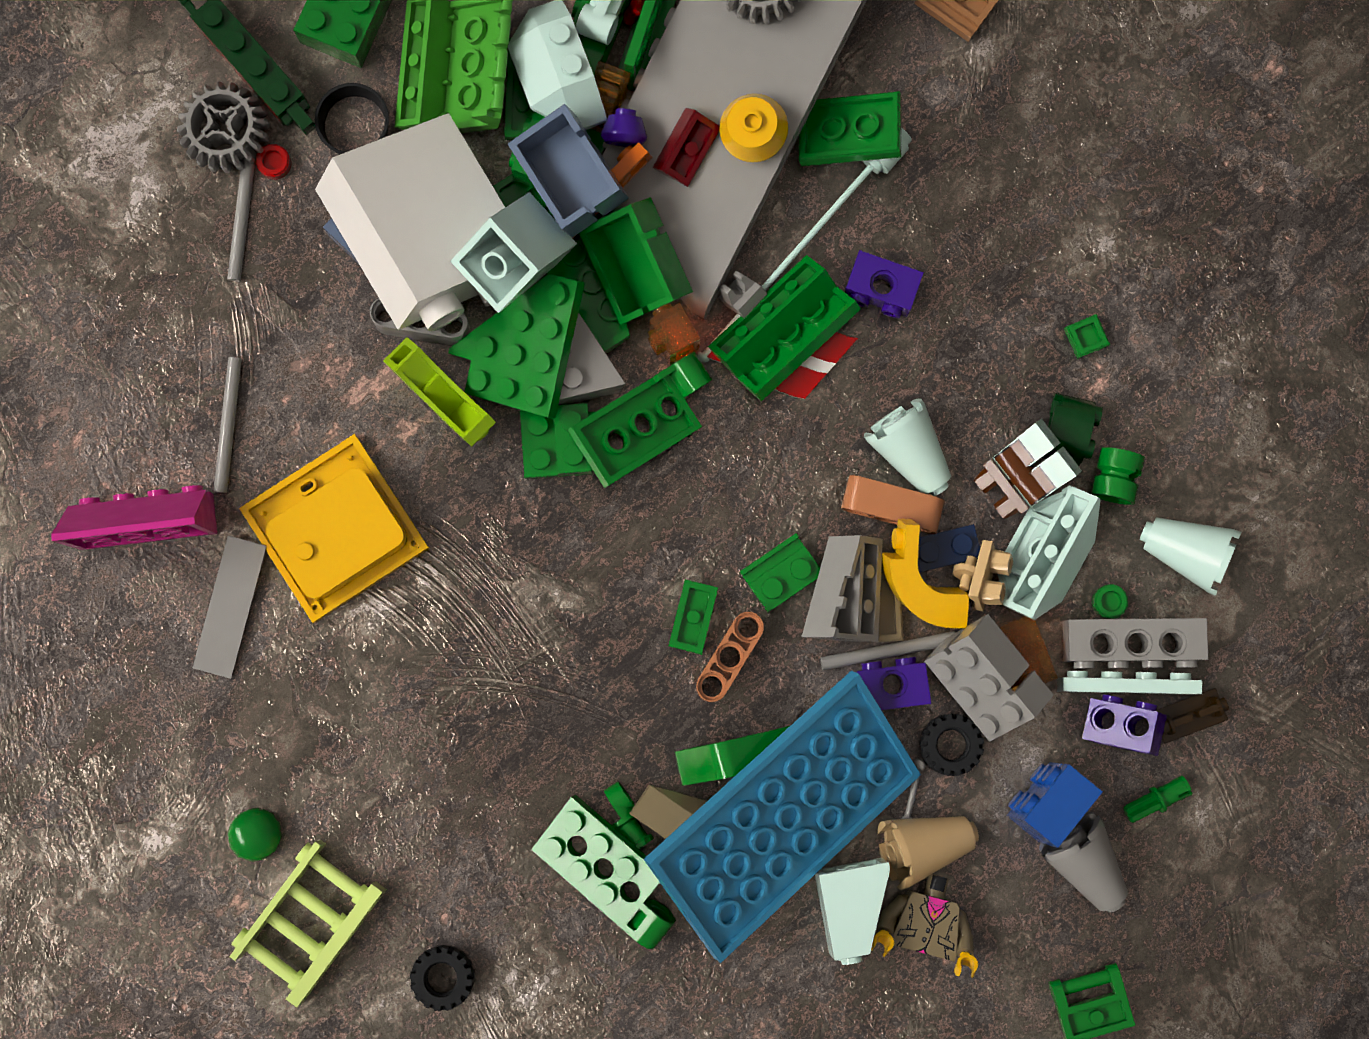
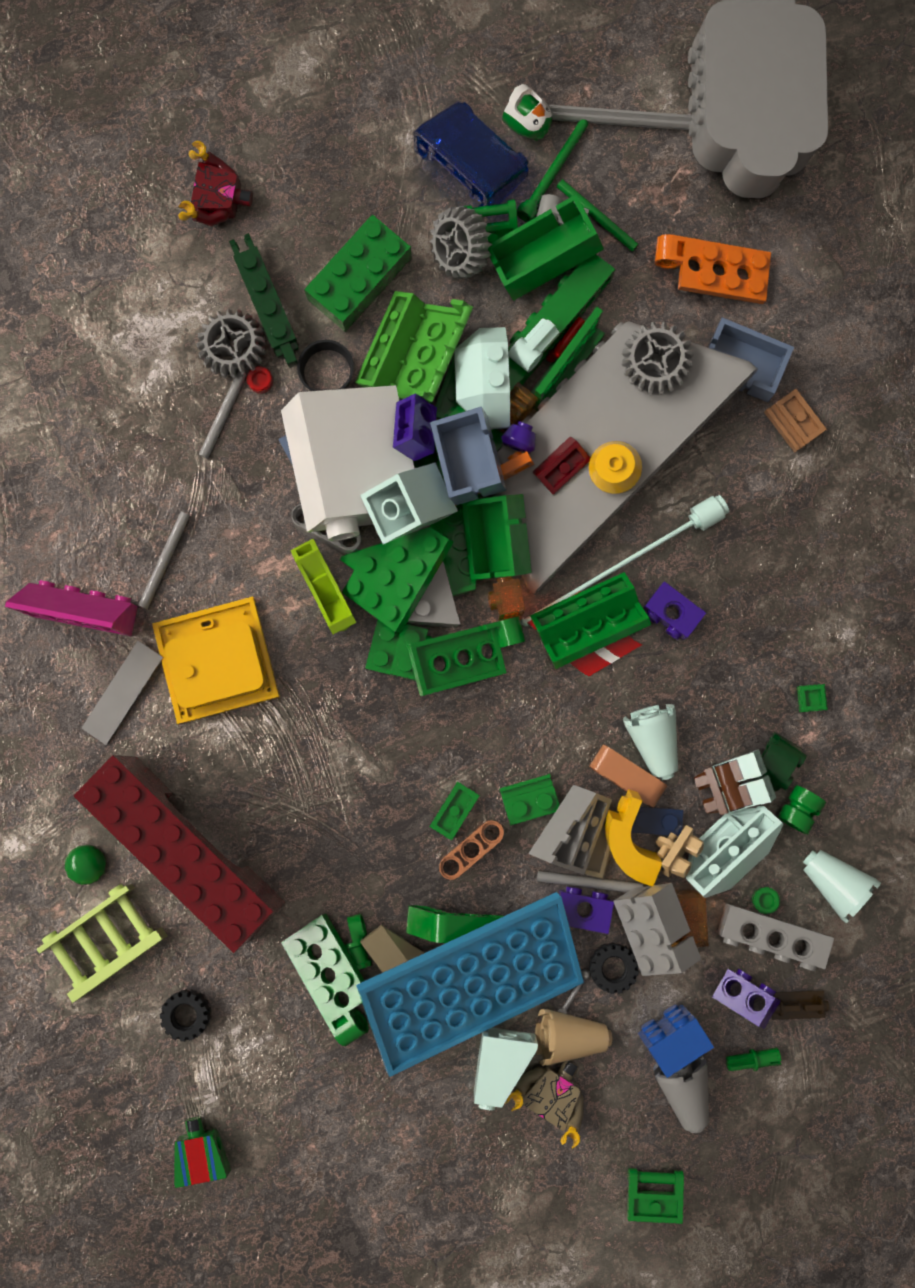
camera: 25 degrees right, 0 degrees up
(368, 773) = (137, 813): none -> dark red arch
(488, 158) = (413, 428): none -> dark purple brick
(742, 294) = (567, 586): light grey tile -> none
(852, 129) = (688, 490): green tile -> none
(1114, 683) = (770, 970): light aqua plate -> none

